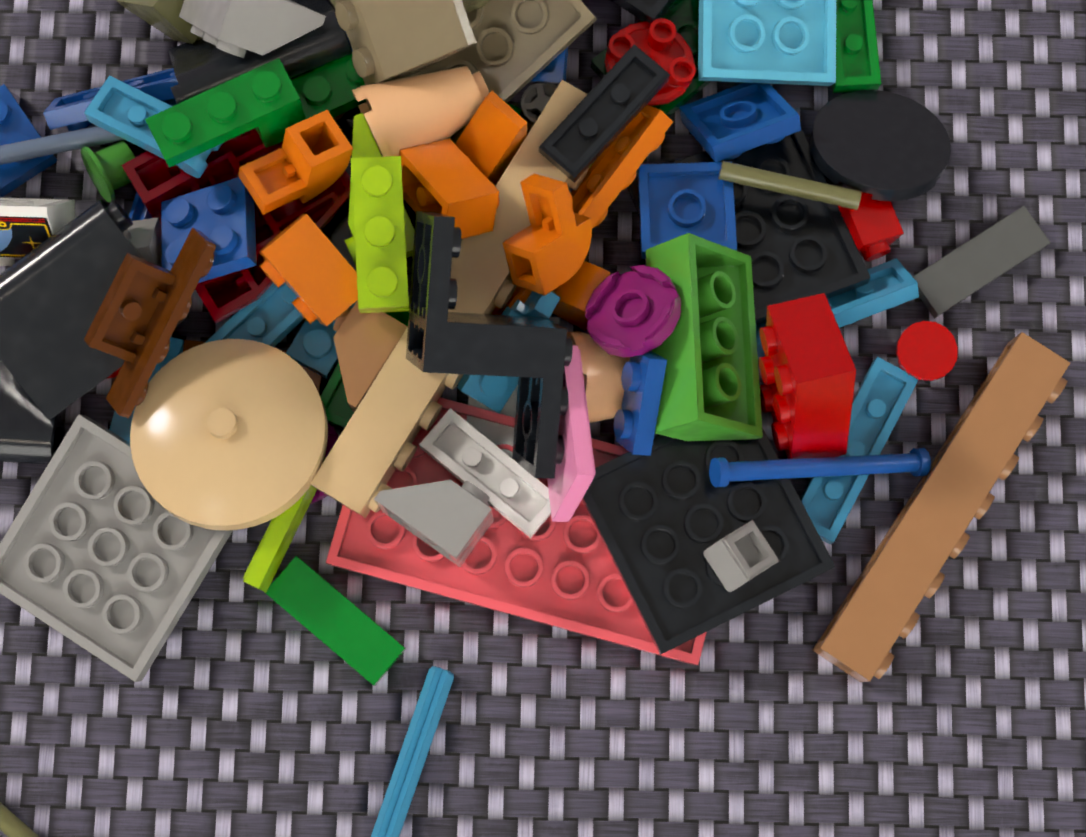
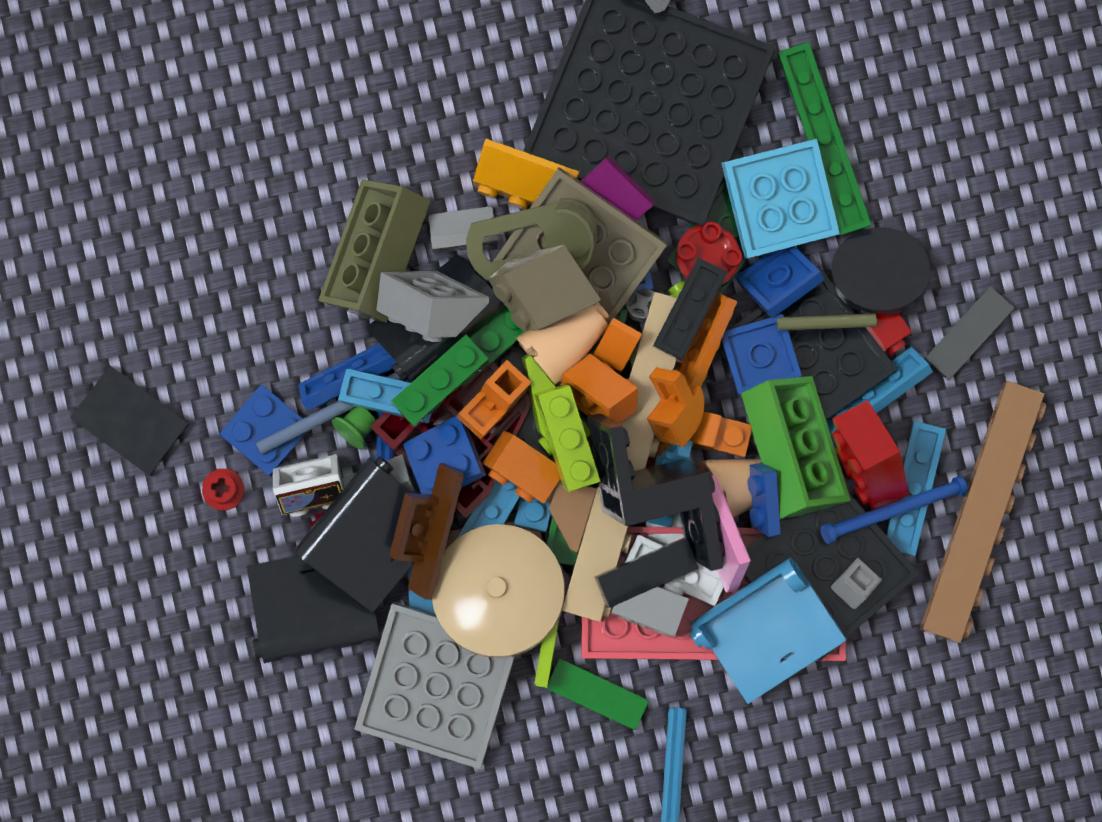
camera: 15 degrees left, 5 degrees up
(454, 458) = (646, 572): none -> black tile
(596, 580) = (765, 623): none -> dark azure door
(633, 311) = (744, 441): magenta tile -> none
(927, 350) = (946, 409): red piece -> none

